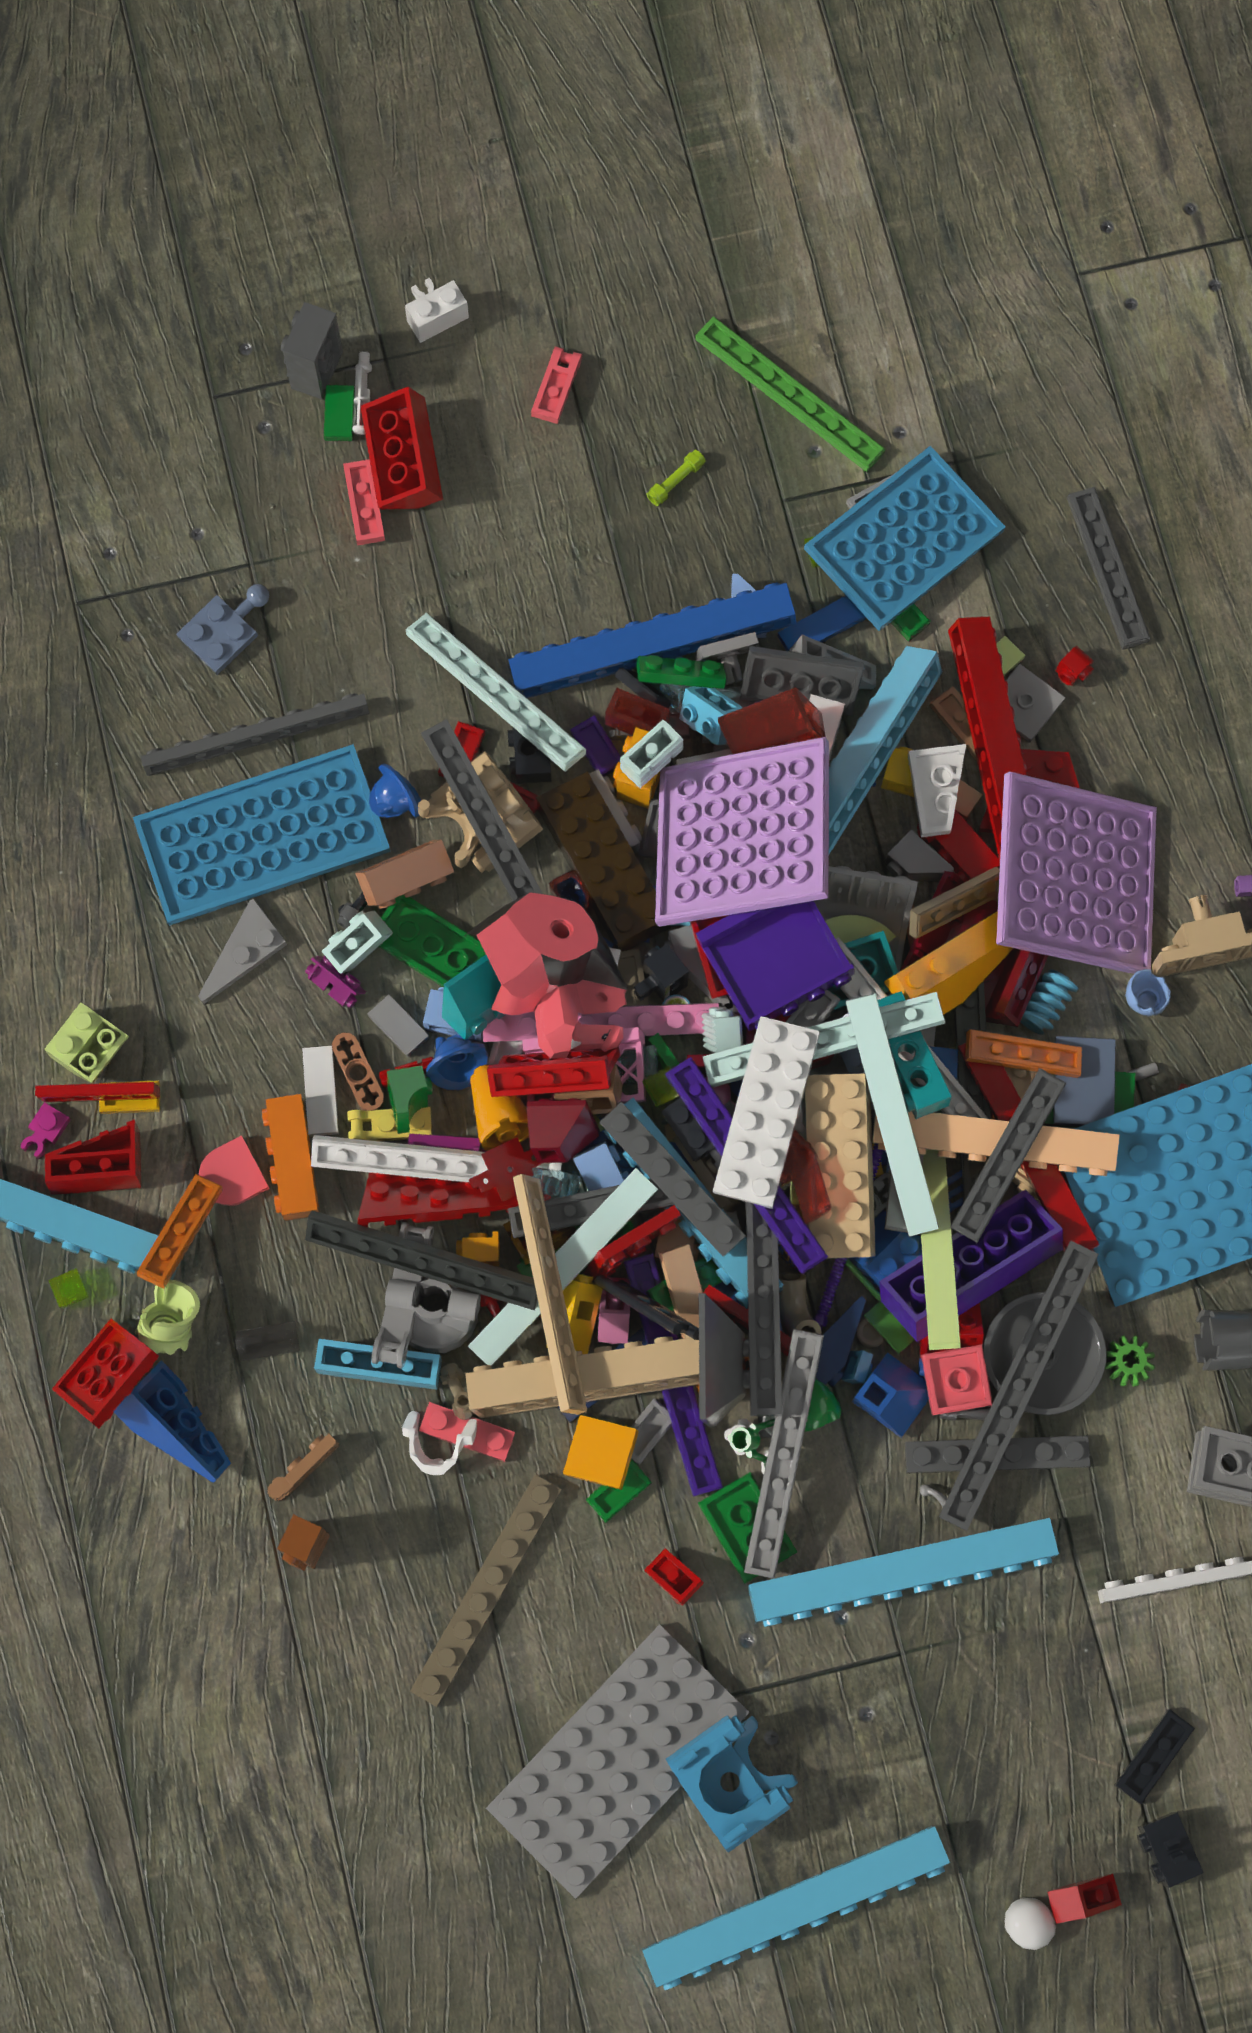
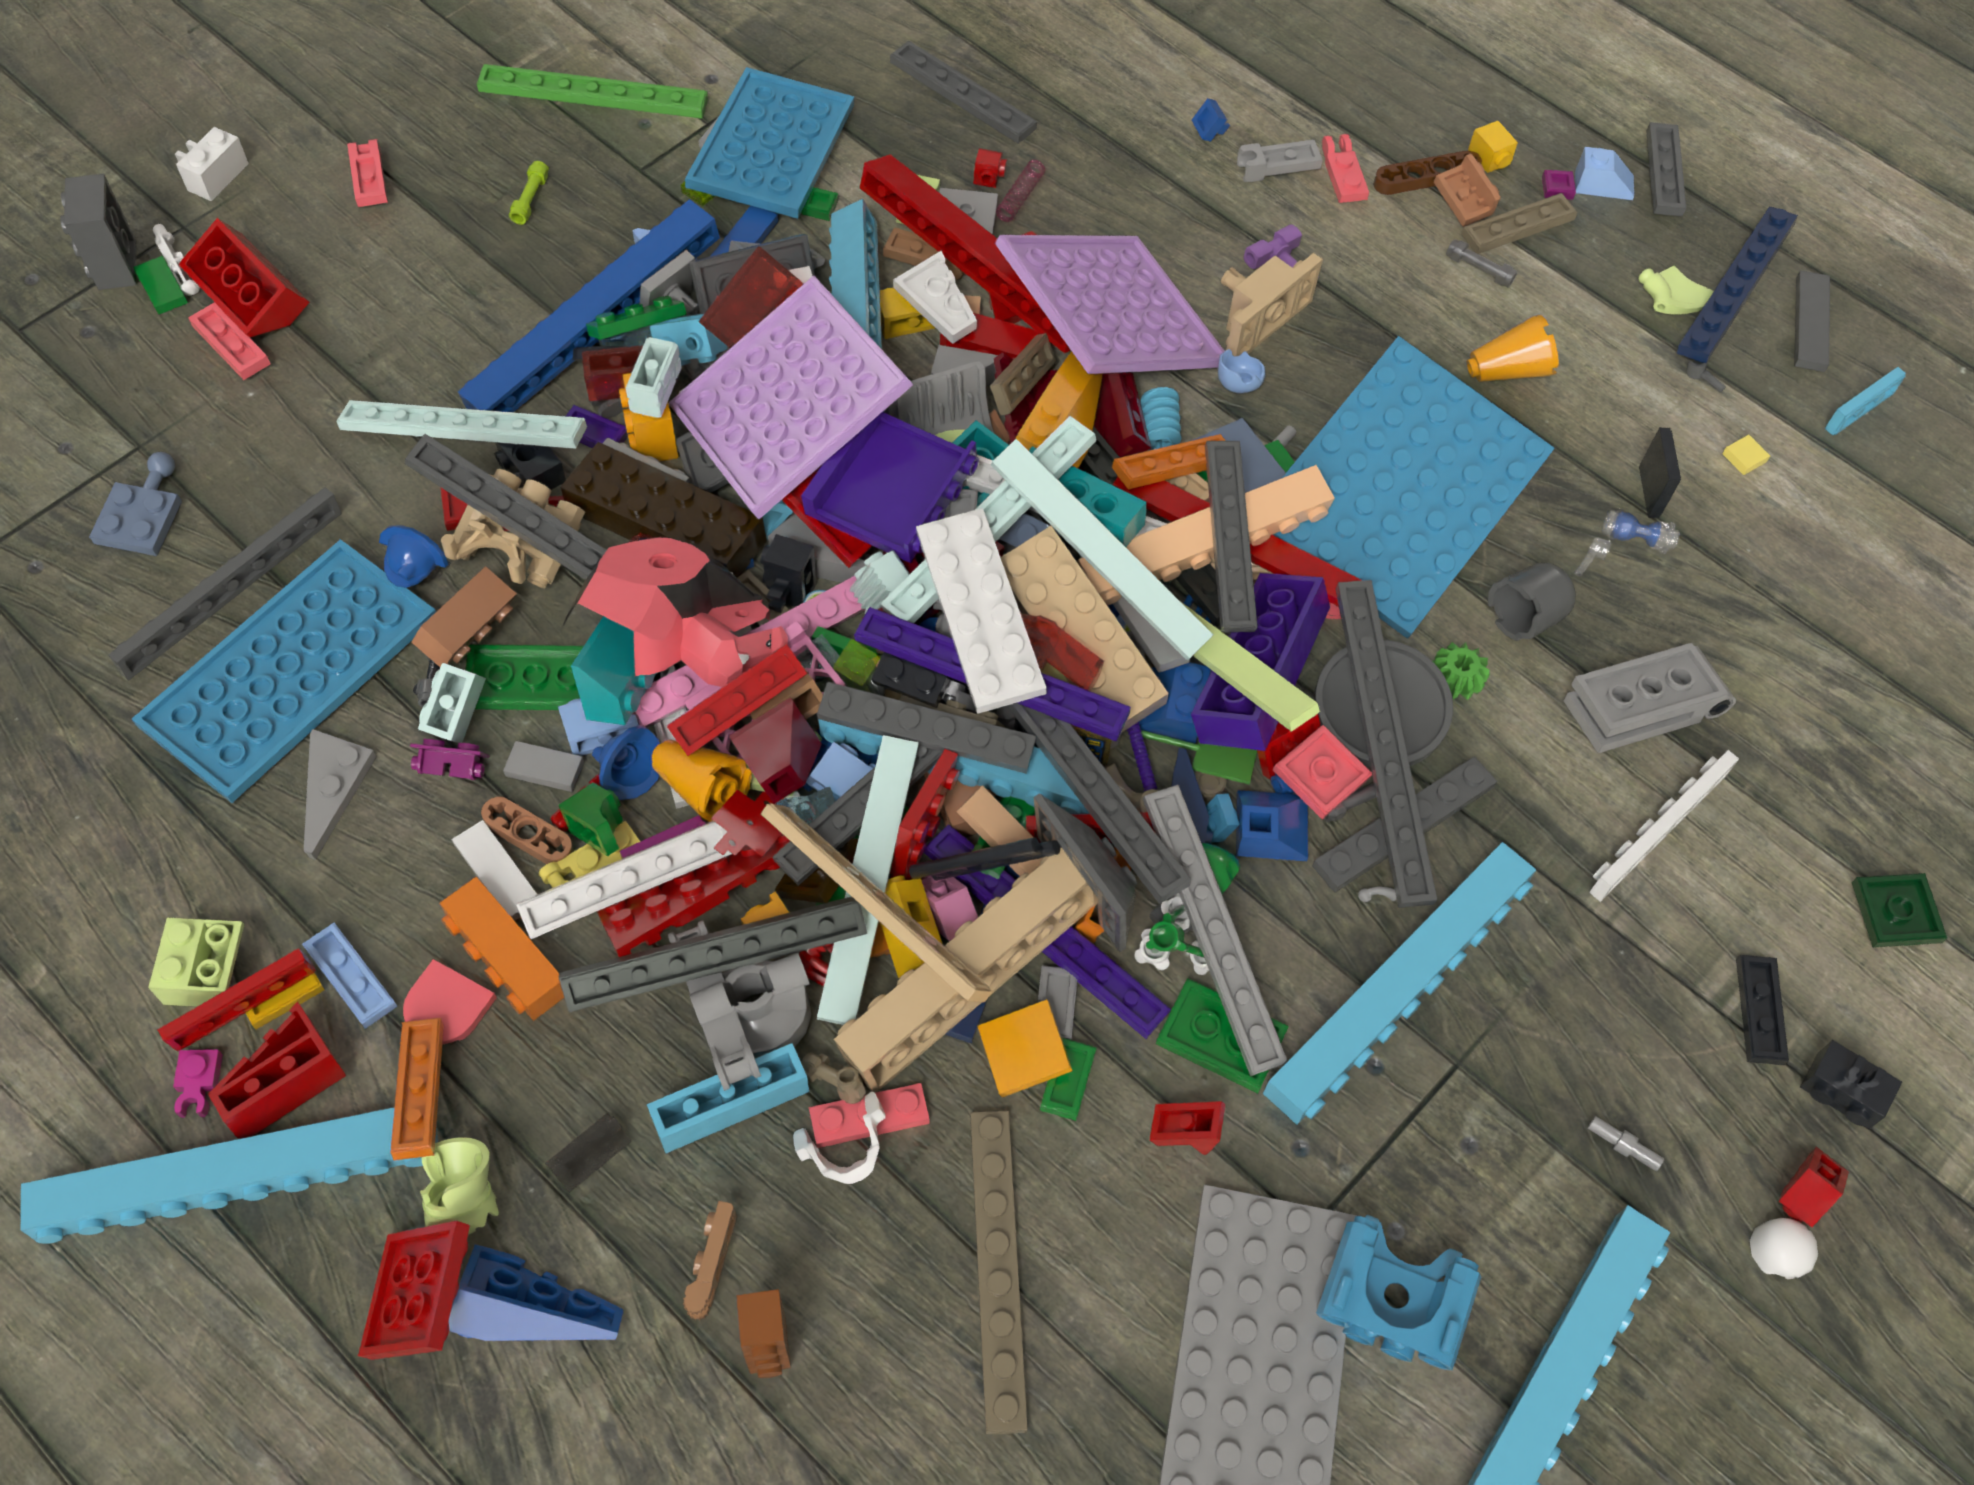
camera: 35 degrees left, 15 degrees down
(68, 1288) = (318, 1231): clear neon green plate -> none
(181, 1111) = (349, 975): none -> light blue tile
(975, 1784) = (1625, 1143): none -> light grey bar
(1114, 685) = (1008, 208): none -> clear pink piece

